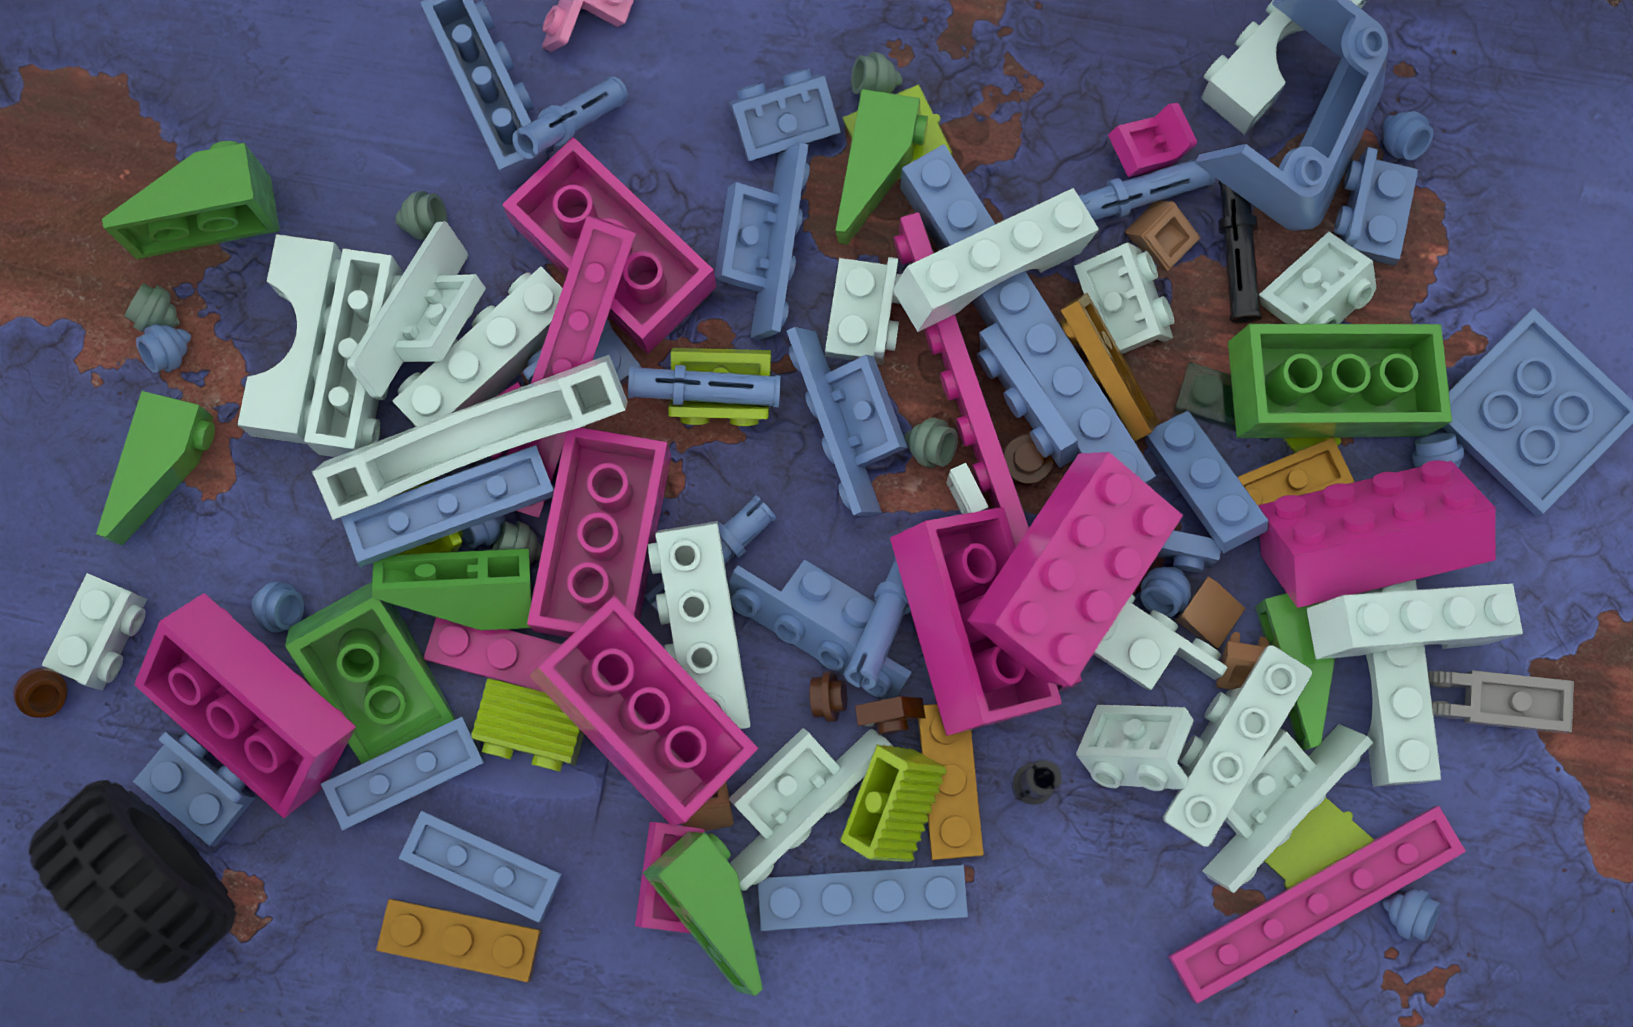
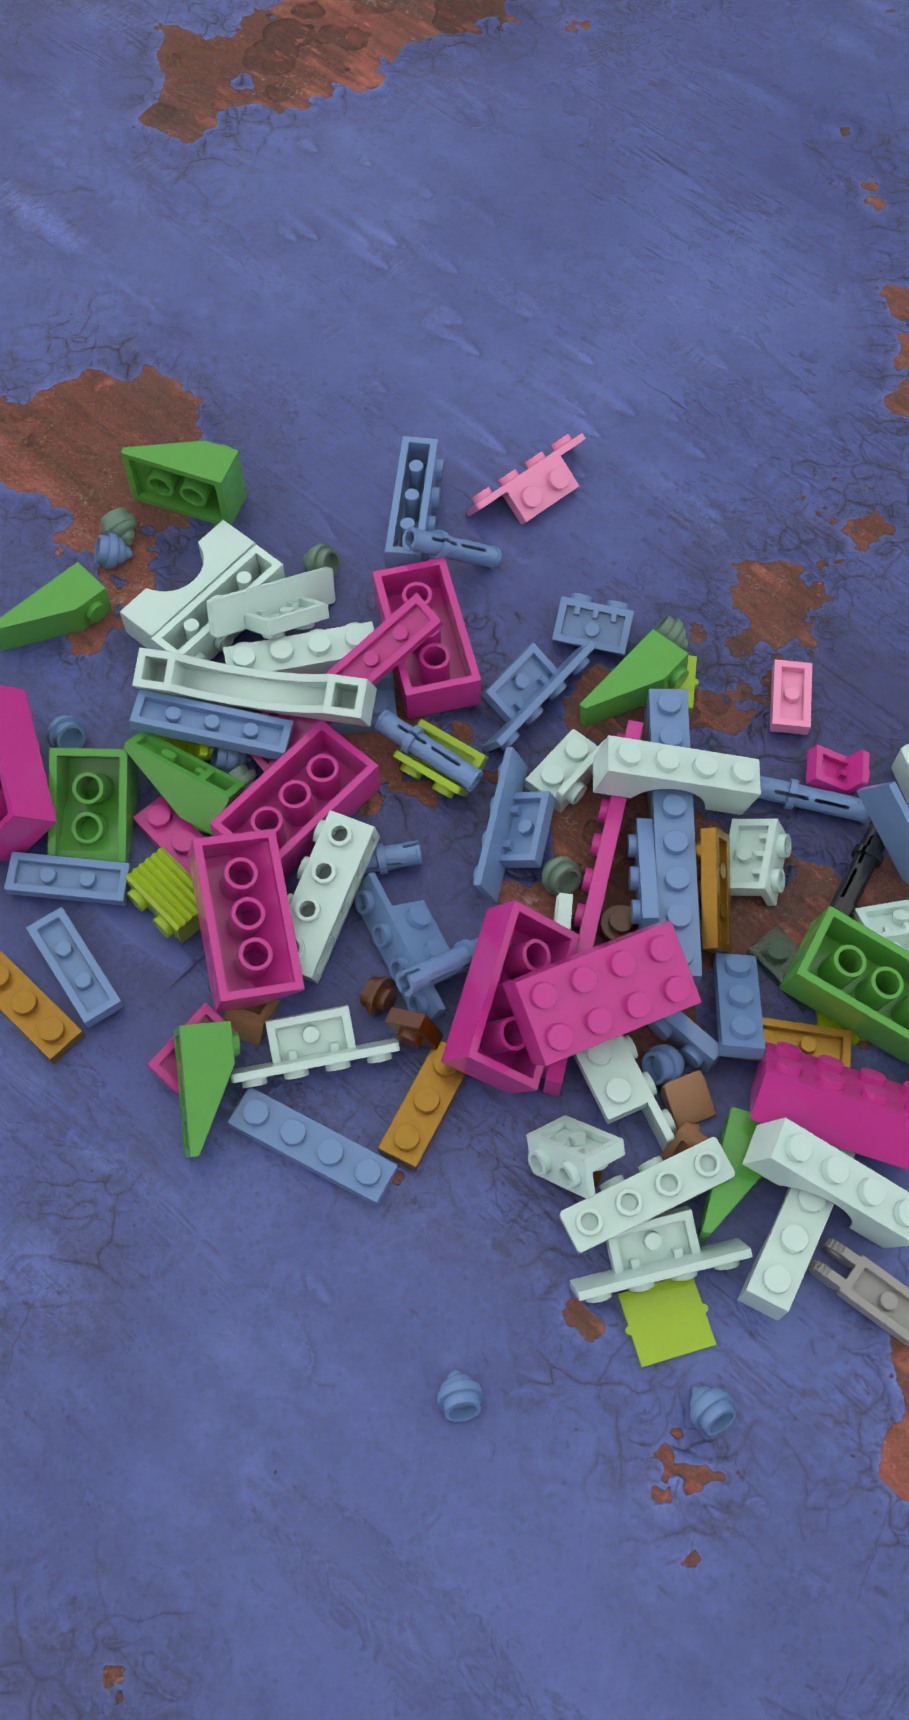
camera: 30 degrees right, 15 degrees down
(893, 804) = (373, 1087): lime brick -> none
(1025, 788) = (481, 1125): black pin -> none
(1052, 77) = (791, 697): none -> bright pink plate
(1163, 233) = (810, 836): medium nougat slope -> none
(1316, 904) = (640, 1354): dark pink plate -> none

